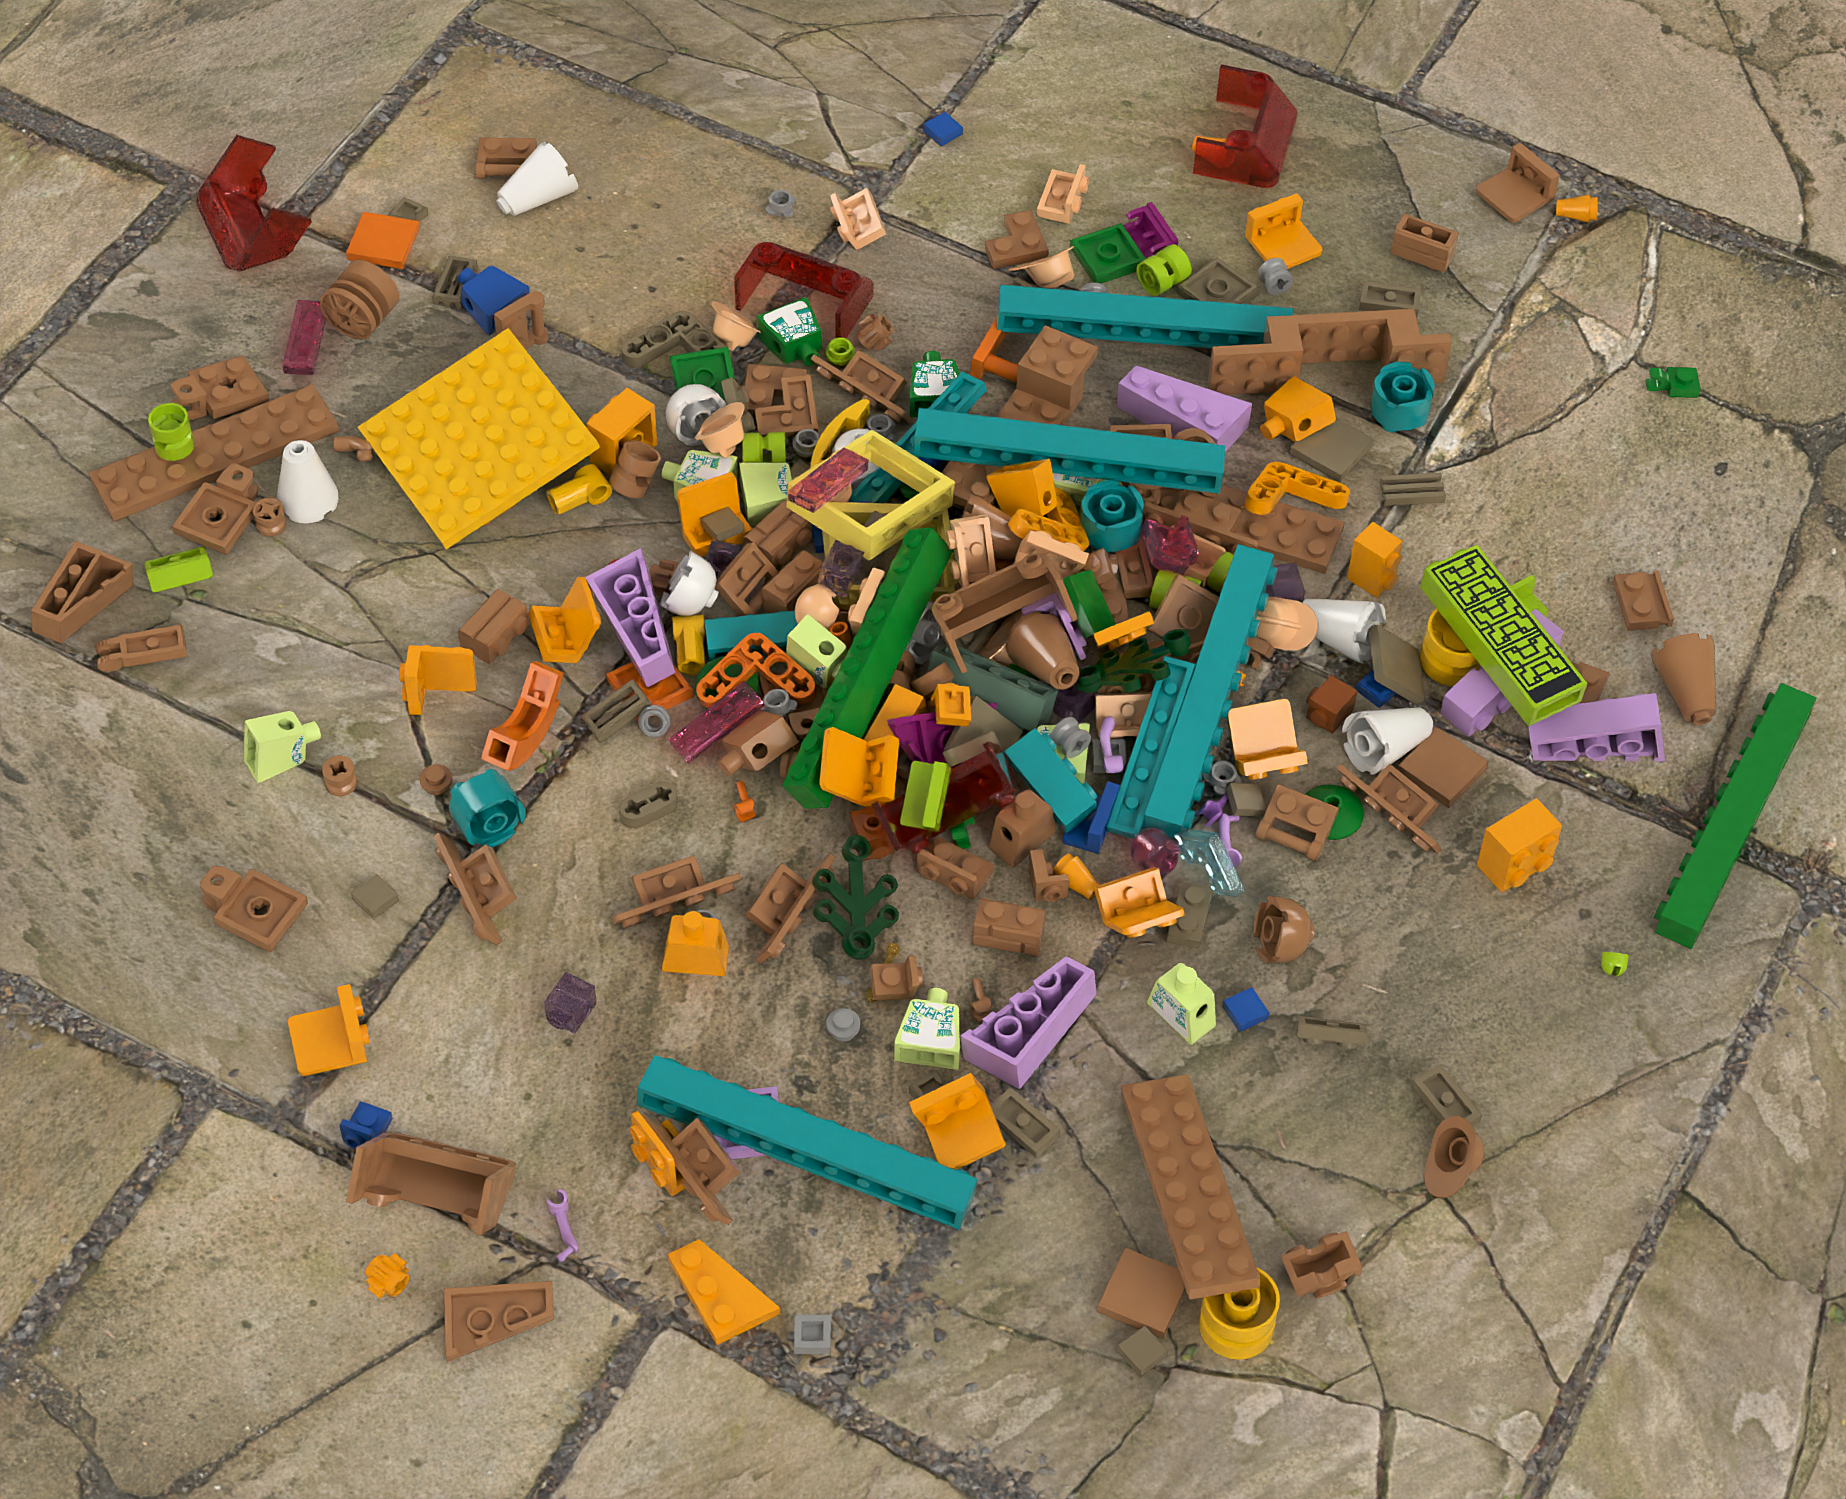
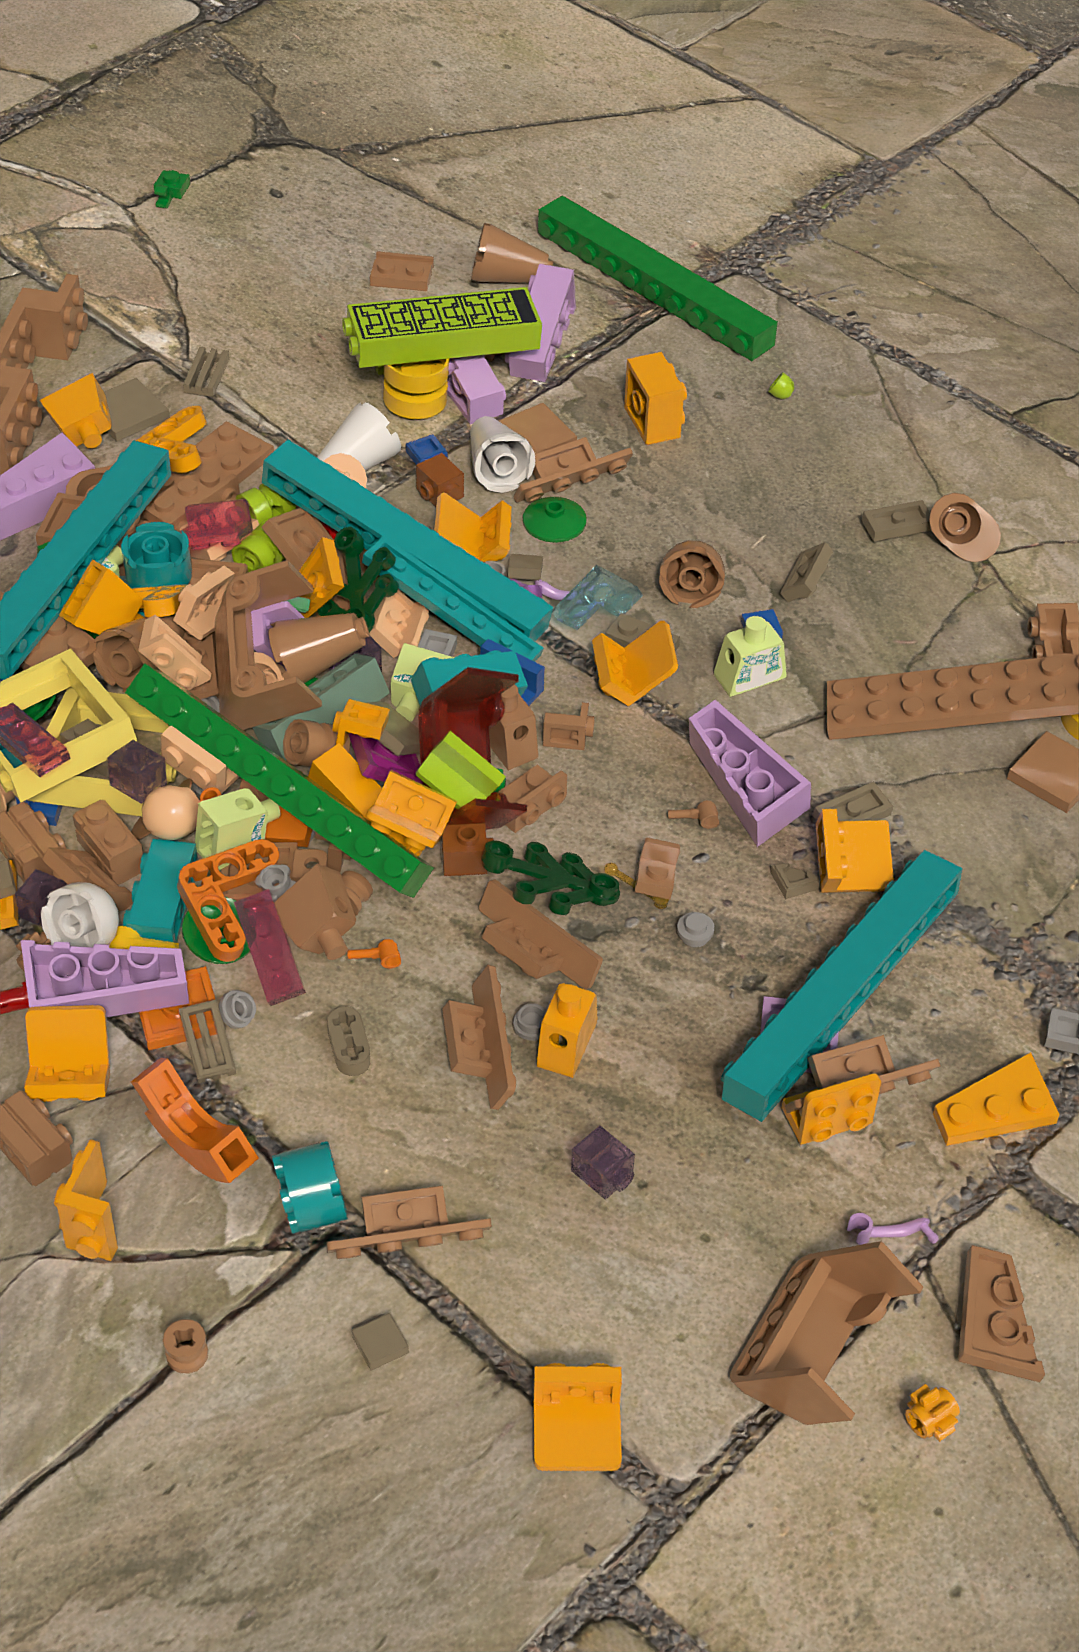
camera: 75 degrees left, 5 degrees down
(236, 899) = (335, 1491): medium nougat plate -> none
(276, 743) = (114, 1389): yellowish green torso -> none
(364, 1124) = (713, 1407): blue bracket -> none
(436, 779) = (230, 1244): medium nougat plate -> none
(930, 1032) = (729, 856): torso -> none
(969, 749) = (415, 726): dark tan beam -> none
(1009, 927) = (622, 766): medium nougat brick -> none
(1070, 737) = (425, 648): light grey wheel -> none
(1079, 876) = (571, 702): light orange cone -> none
(1111, 763) = (459, 637): lavender piece -> none
(1155, 849) = (567, 640): clear pink head -> none
(1299, 812) = (562, 528): medium nougat plate -> none
(1375, 560) = (294, 403): light orange brick -> none
(1396, 664) = (420, 424): dark tan tile -> none
(1402, 396) = (102, 341): teal brick -> none

